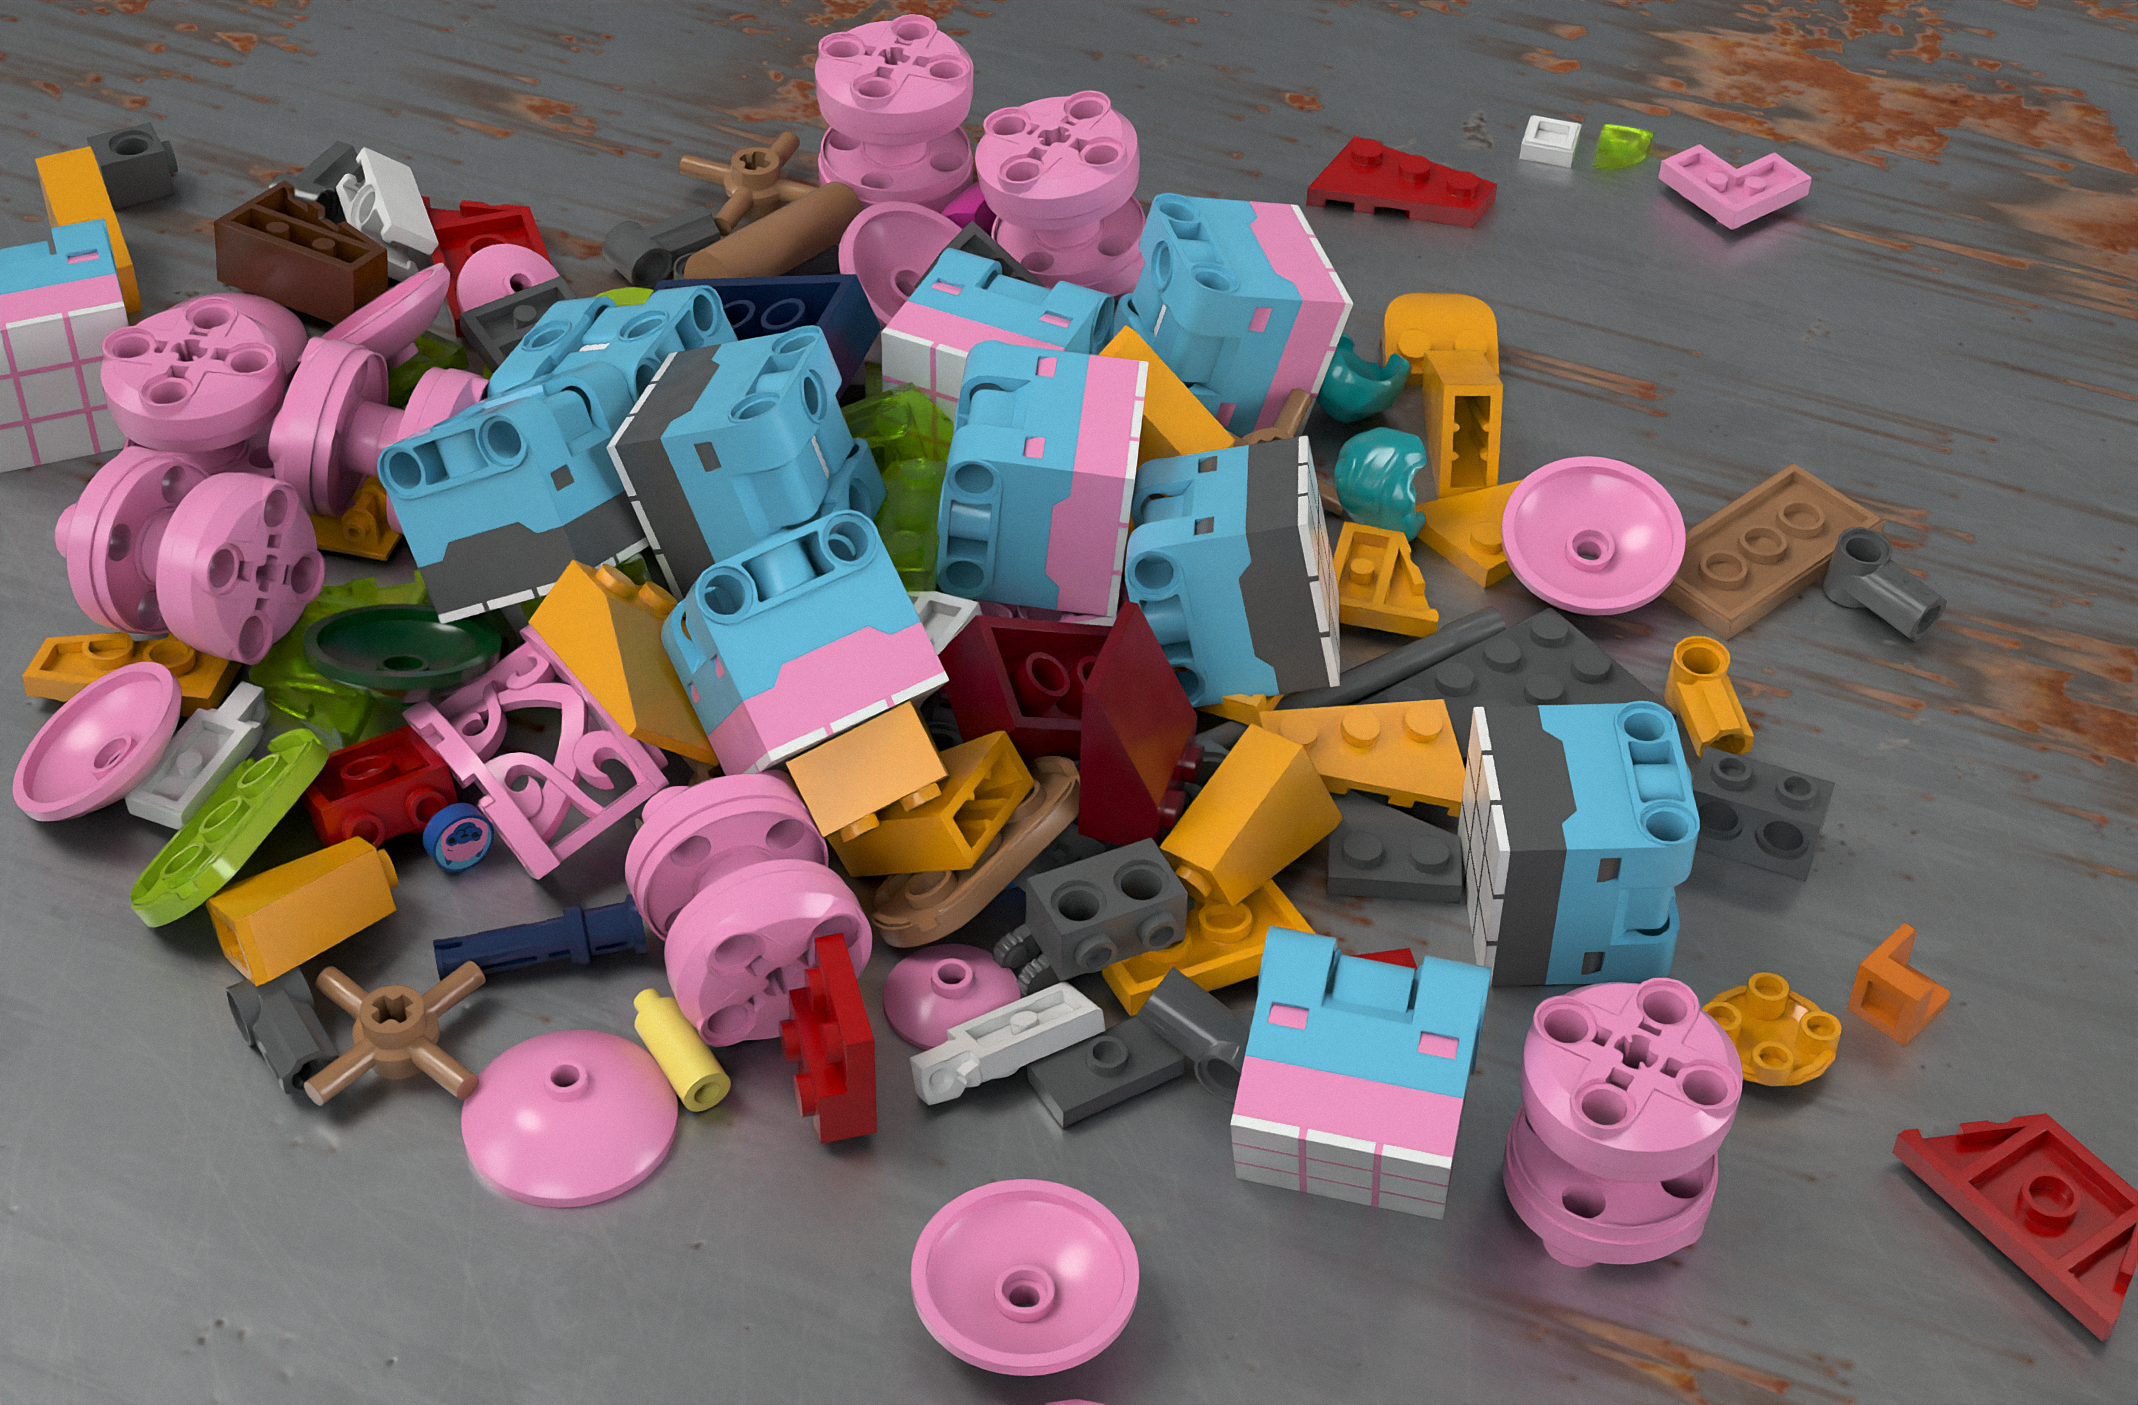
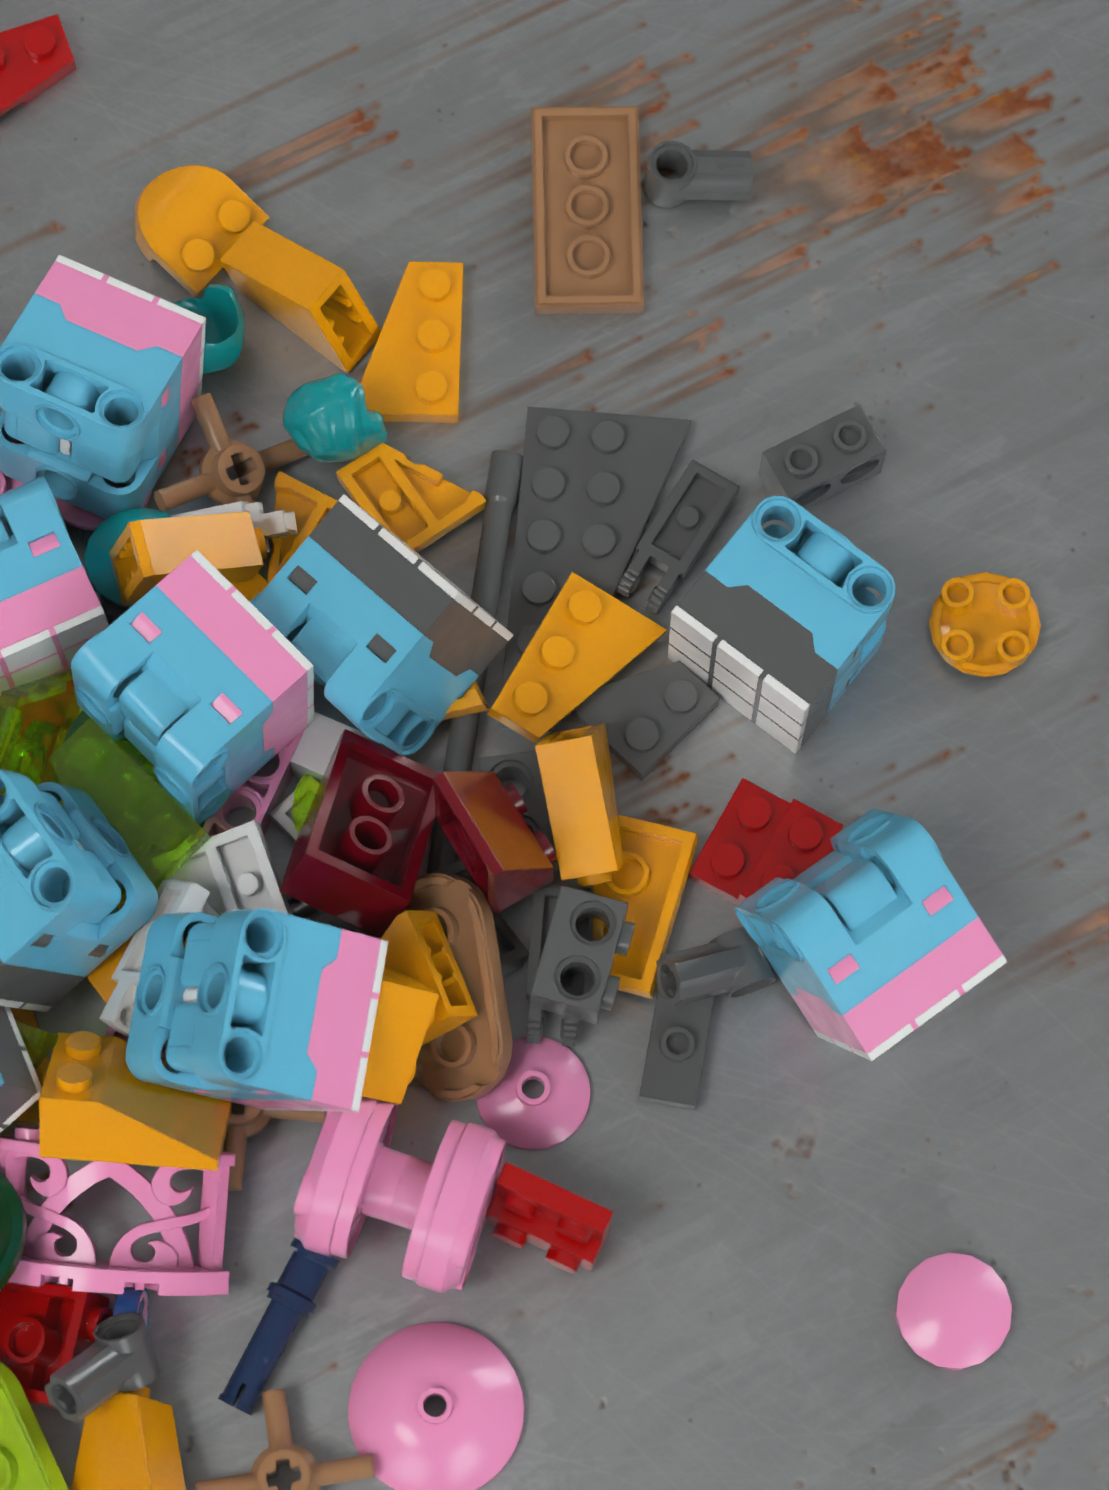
camera: 50 degrees left, 30 degrees up
(395, 818) = (115, 1363): none -> dark grey piece
(680, 1051) = (462, 1310): light yellow cylinder -> none
(1005, 1041) = (612, 1092): white hinge -> none
(1031, 1247) = (827, 1200): bright pink dish -> none
(1600, 512) = (525, 297): bright pink dish -> none
(1620, 1121) = (1016, 802): bright pink piece -> none
(1705, 697) = (707, 397): light orange piece -> none
(1894, 993) = (1019, 513): orange panel -> none

